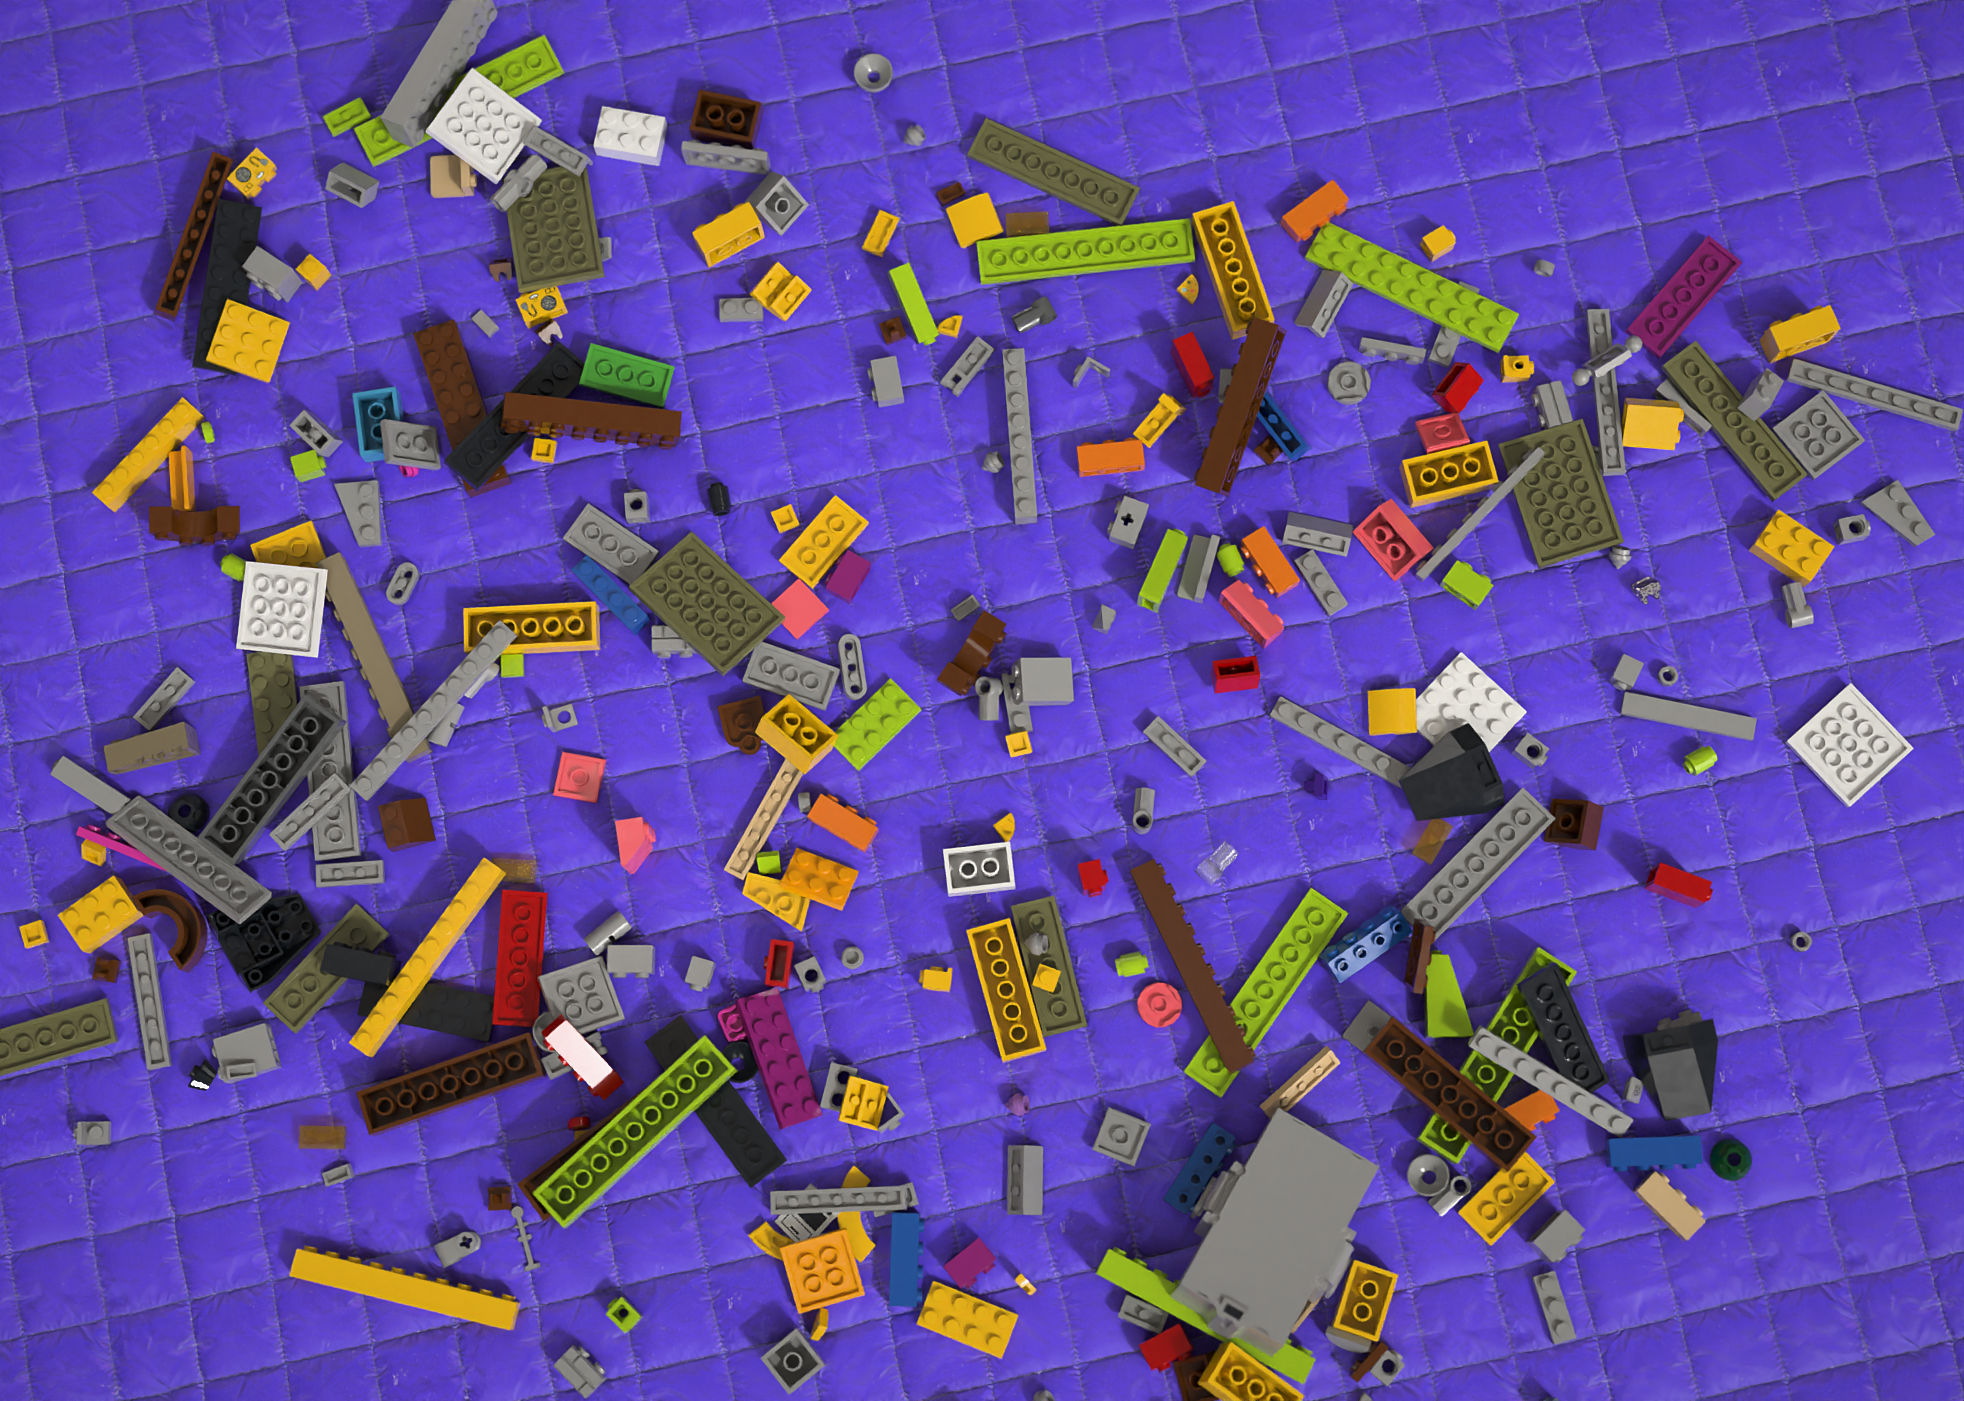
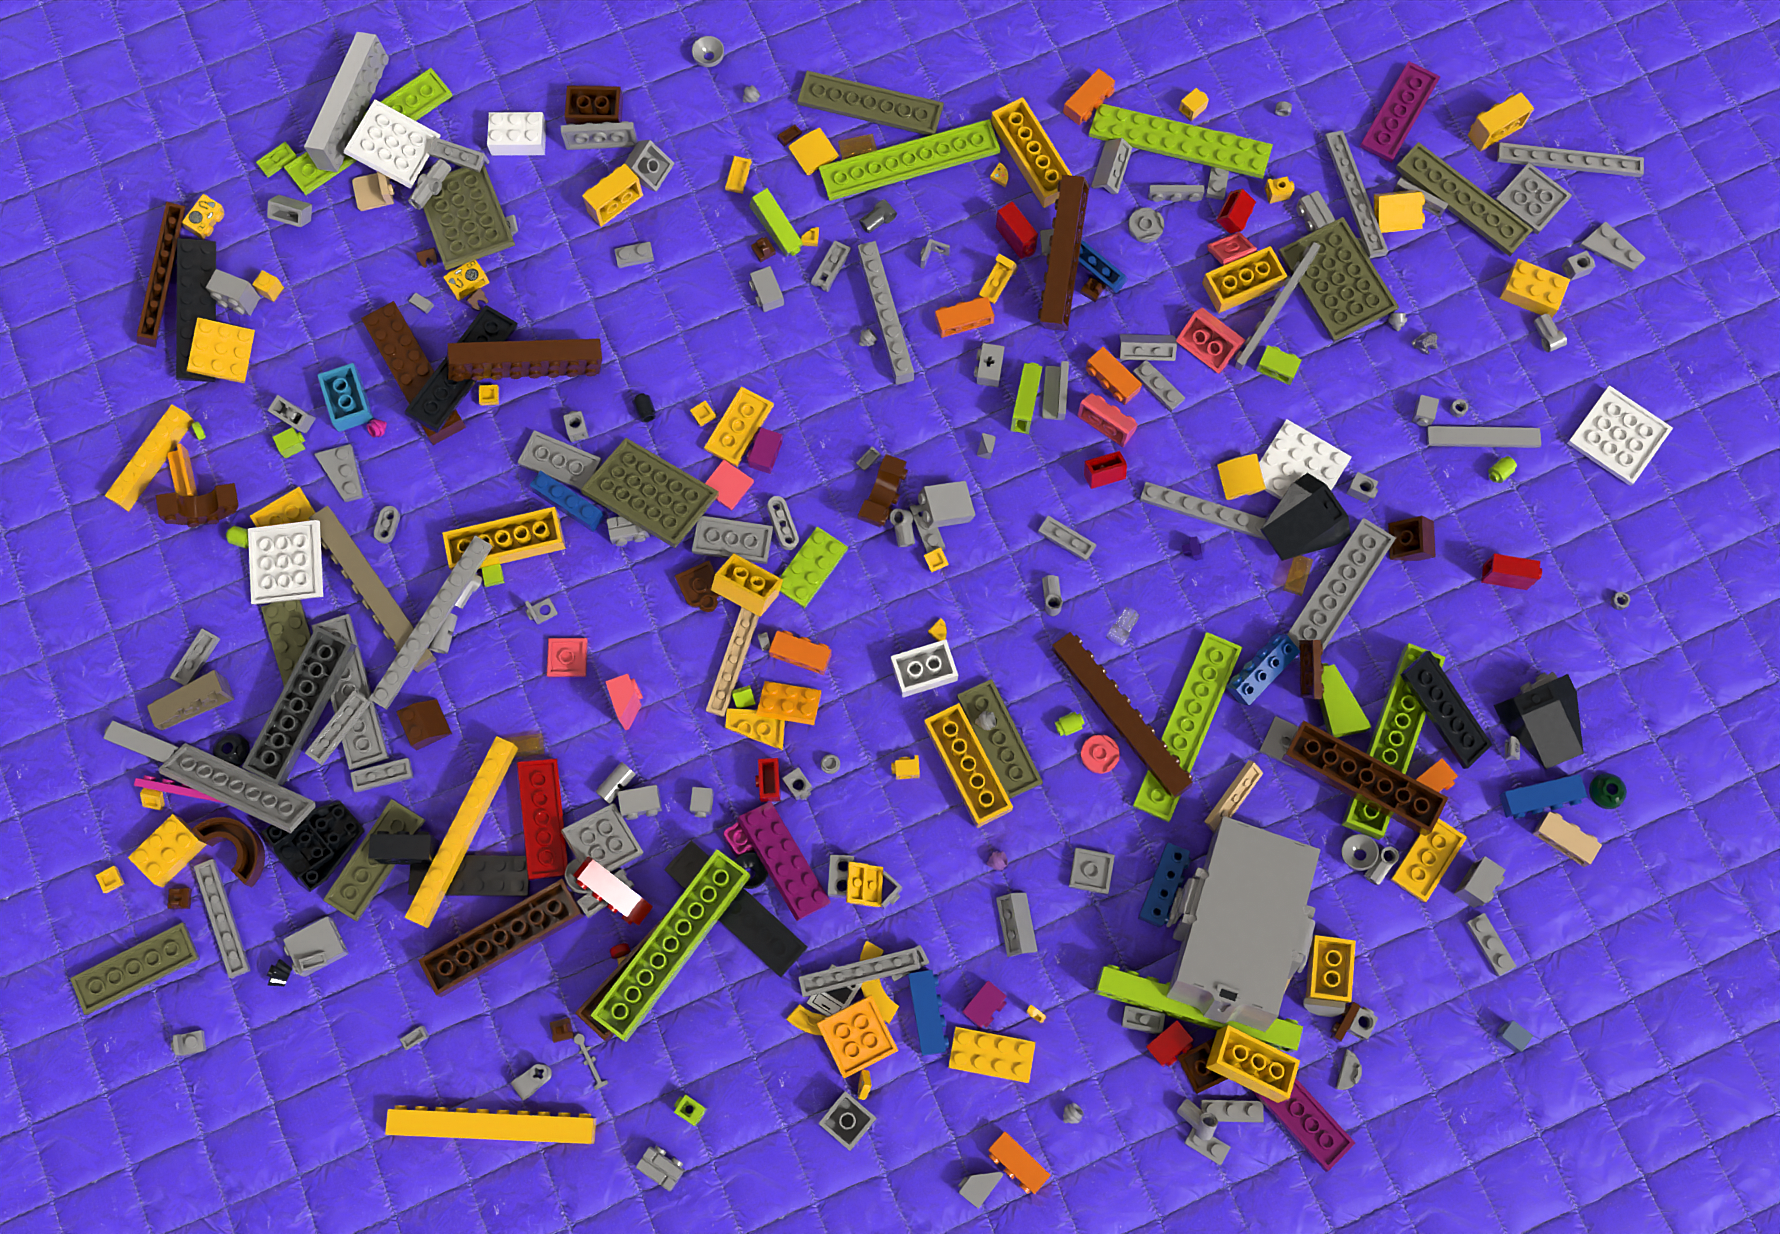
camera: 15 degrees left, 5 degrees down
(322, 1137) = (395, 1007): clear yellow plate -> none
(410, 444) = (373, 407): light grey tile -> none
(626, 376) = (547, 321): bright green plate -> none
(780, 291) = (664, 234): yellow slope -> none
(1046, 978) = (1000, 748): yellow plate -> none
(1092, 878) = (1021, 657): red brick -> none
(1230, 559) = (1080, 379): lime brick -> none
(1550, 1081) = (1445, 752): light grey plate -> none
(1607, 360) = (1352, 167): light grey plate -> none
(1760, 394) = (1481, 173): light grey brick -> none

